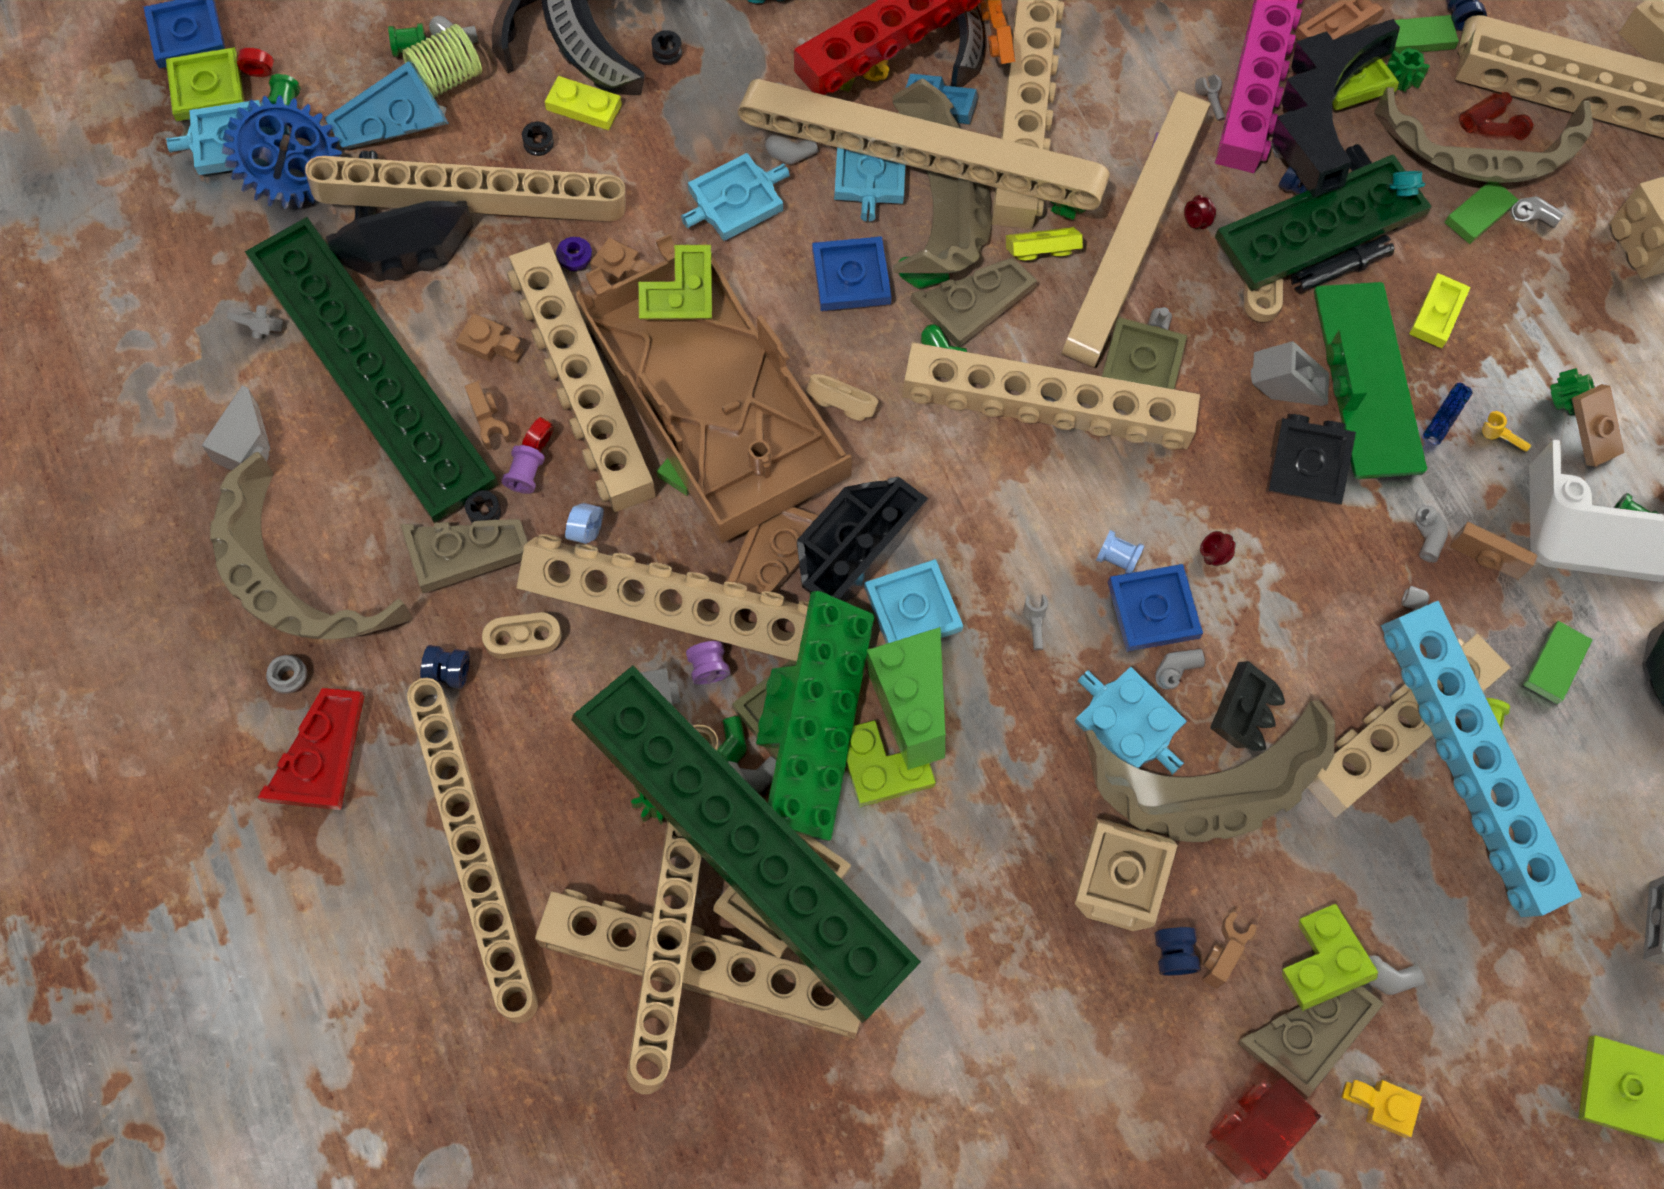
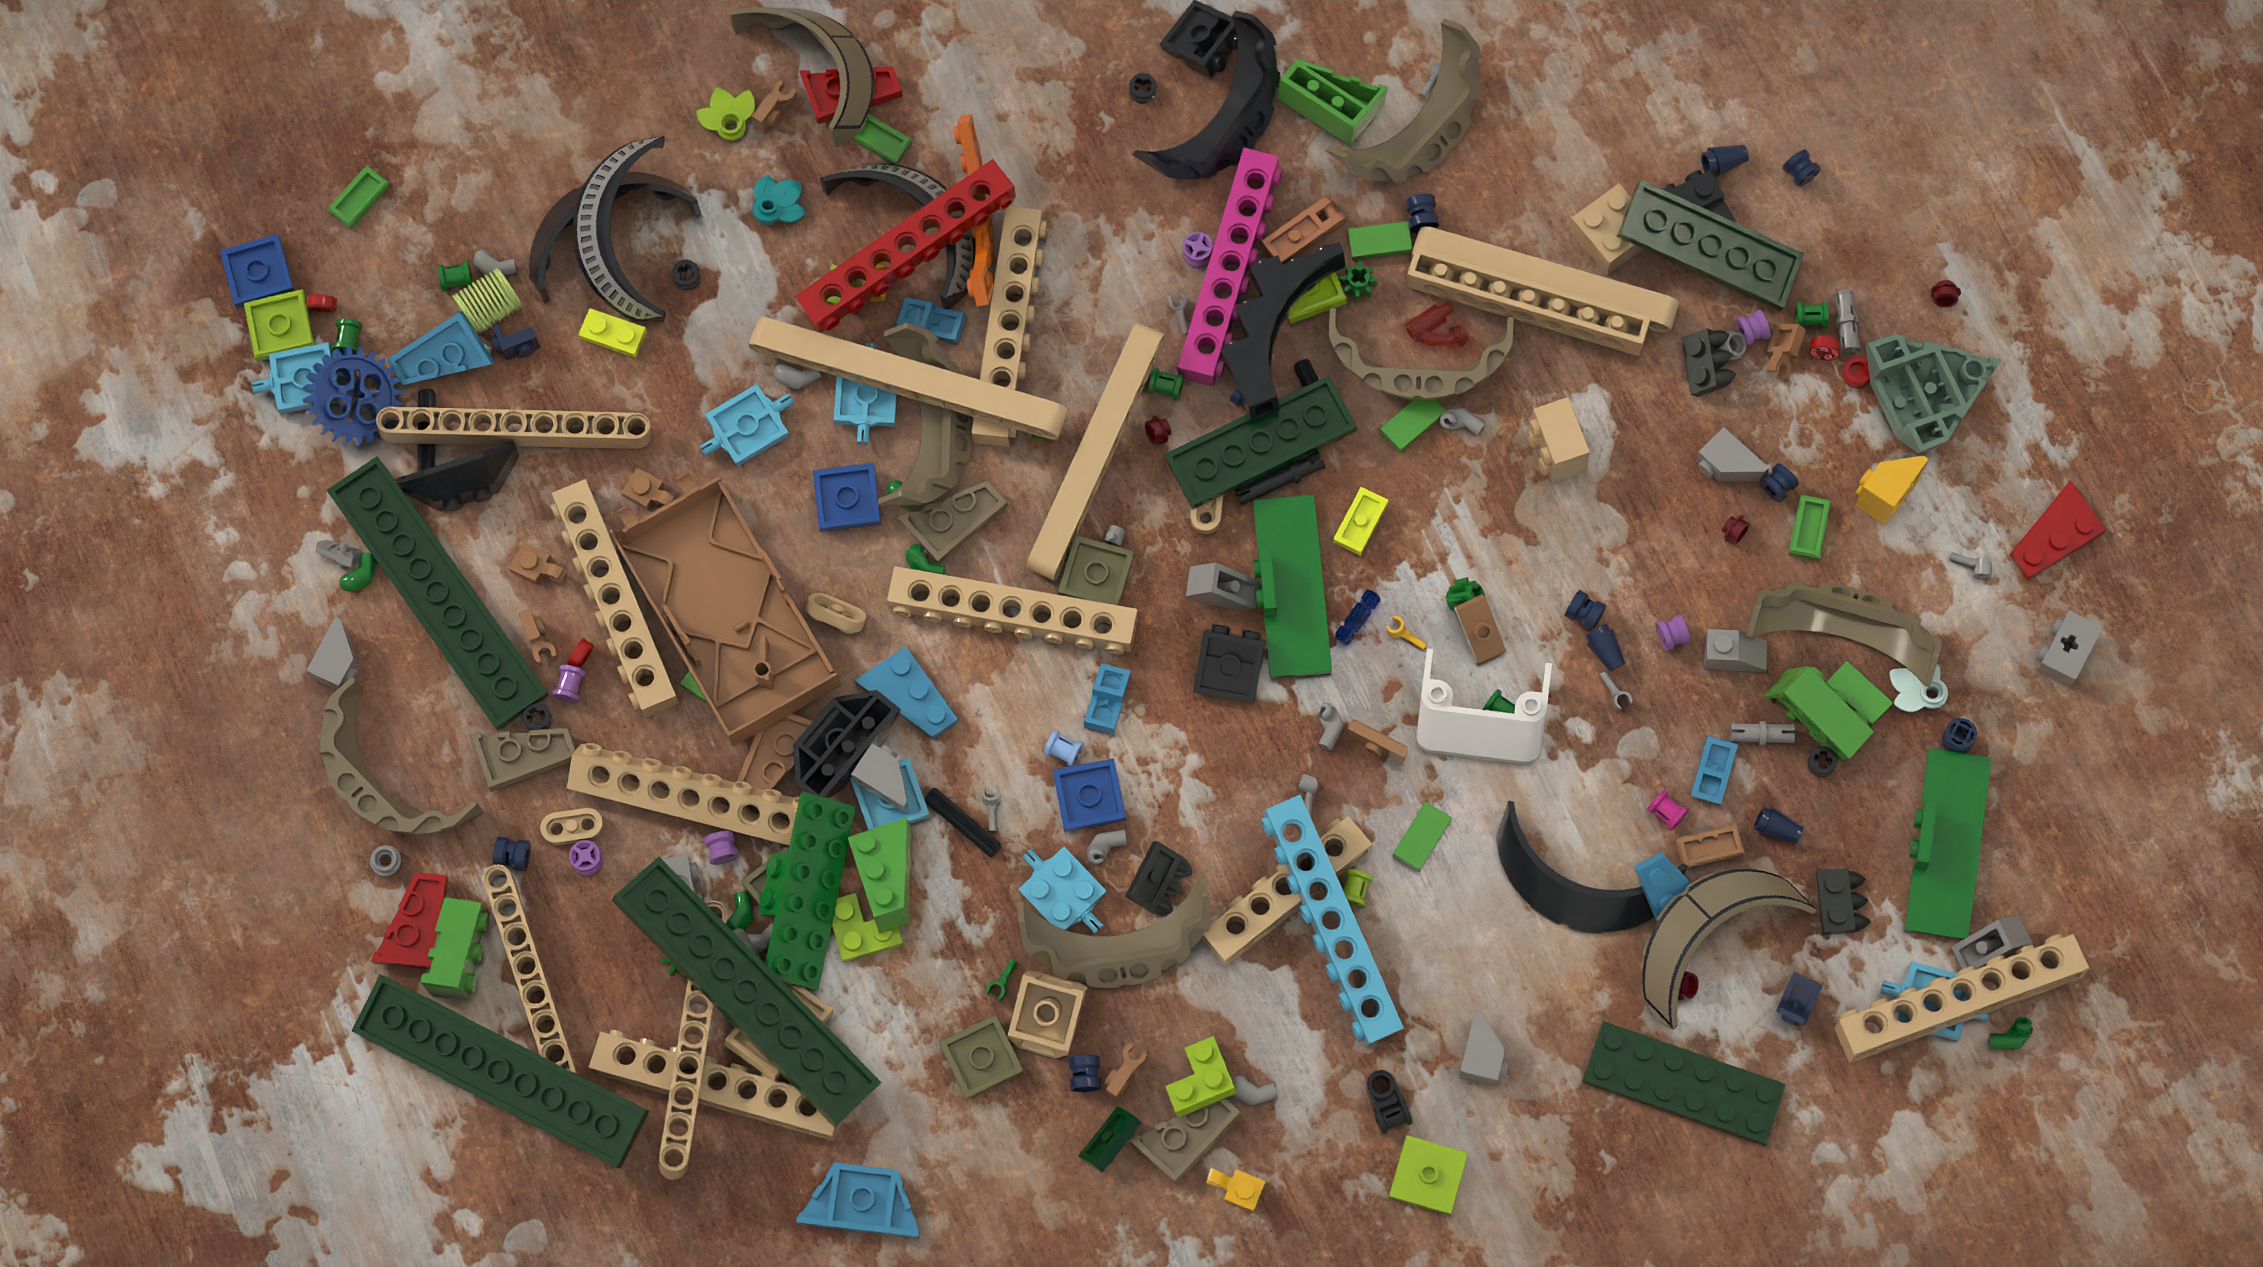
camera: 10 degrees right, 5 degrees up
(279, 347) = (360, 577): none -> green arm
(368, 785) = (456, 949): none -> bright green wedge
(422, 946) = (500, 1071): none -> dark green plate
(473, 107) = (515, 345): none -> dark blue bracket
(528, 134) = (565, 375): black bush -> none
(534, 666) = (581, 853): none -> medium lavender wheel
(577, 261) = (607, 491): dark purple plate -> none
(584, 523) = (620, 732): light blue beam -> none
(686, 297) = (705, 525): lime plate -> none
(895, 1122) = (861, 1201): none -> dark azure wing
(908, 579) = (882, 776): none -> light grey slope
(949, 500) = (912, 691): none -> dark azure wing
(1003, 638) = (962, 822): none -> black axle
(1042, 929) = (981, 1057): none -> olive plate
(1057, 241) = (1016, 463): neon yellow plate -> none
(1063, 829) = (1003, 979): none -> green hand
(1166, 498) = (1107, 699): none -> dark azure slope
(1206, 165) = (1166, 383): none -> green bush
(1216, 1039) = (1110, 1139): none -> dark green plate
(1217, 548) = (1145, 743): dark red plate -> none
(1227, 36) = (1198, 243): none -> medium lavender wheel
(1262, 1130) = (1132, 1204): clear red brick -> none
(1407, 183) = (1332, 408): teal plate -> none
(1567, 993) = (1388, 1103): none -> black piece

